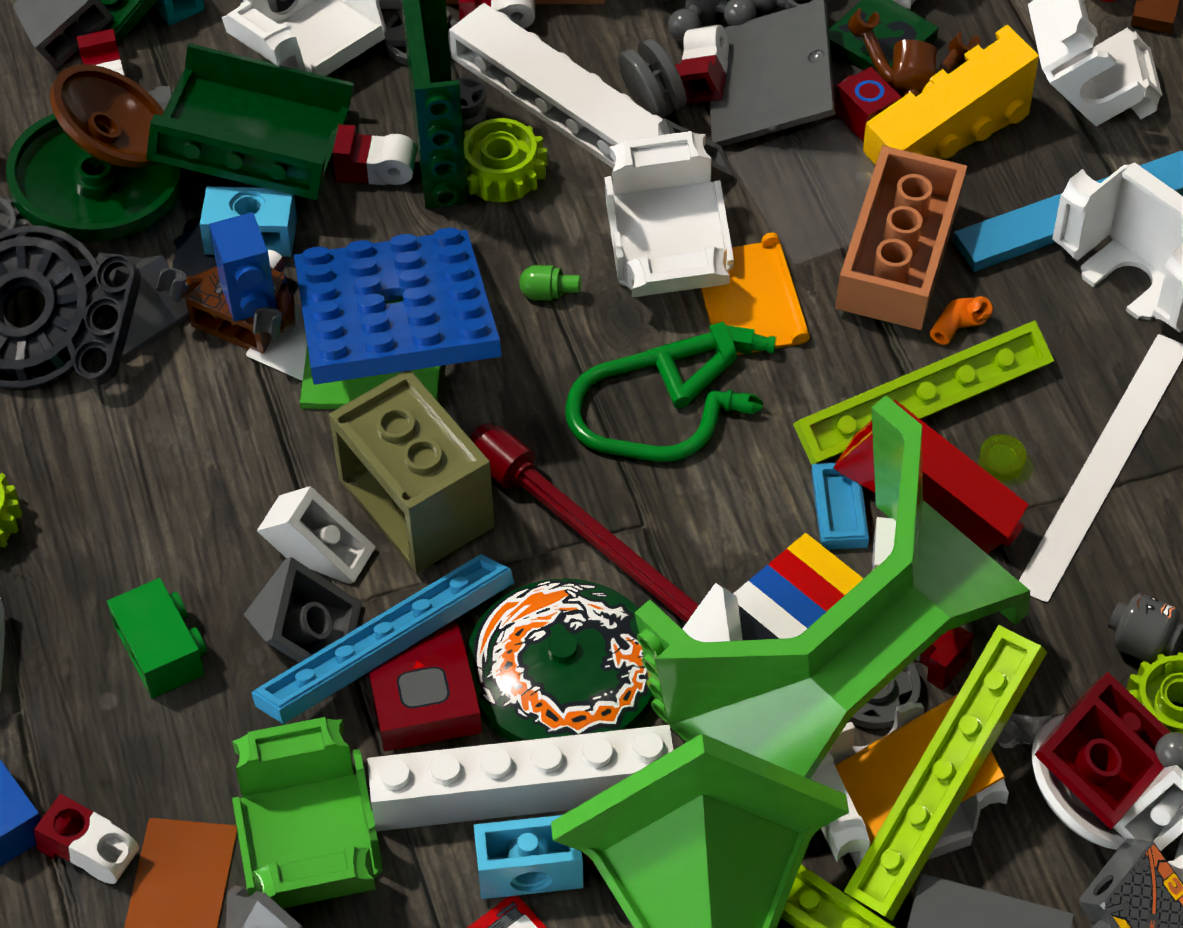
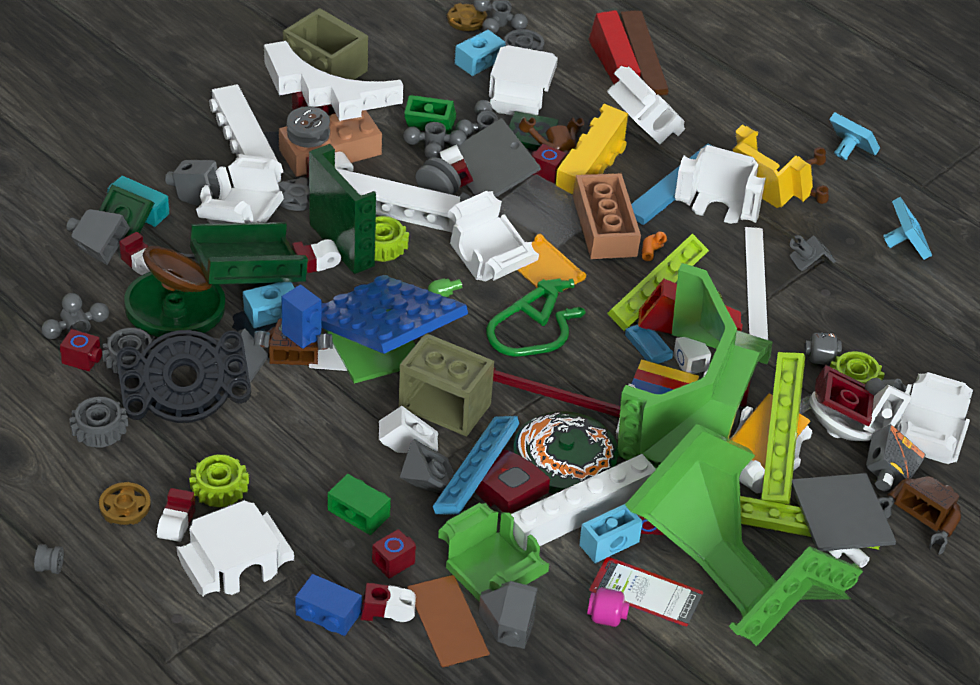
camera: 30 degrees left, 10 degrees down
(154, 751) = (393, 553): none -> dark red brick

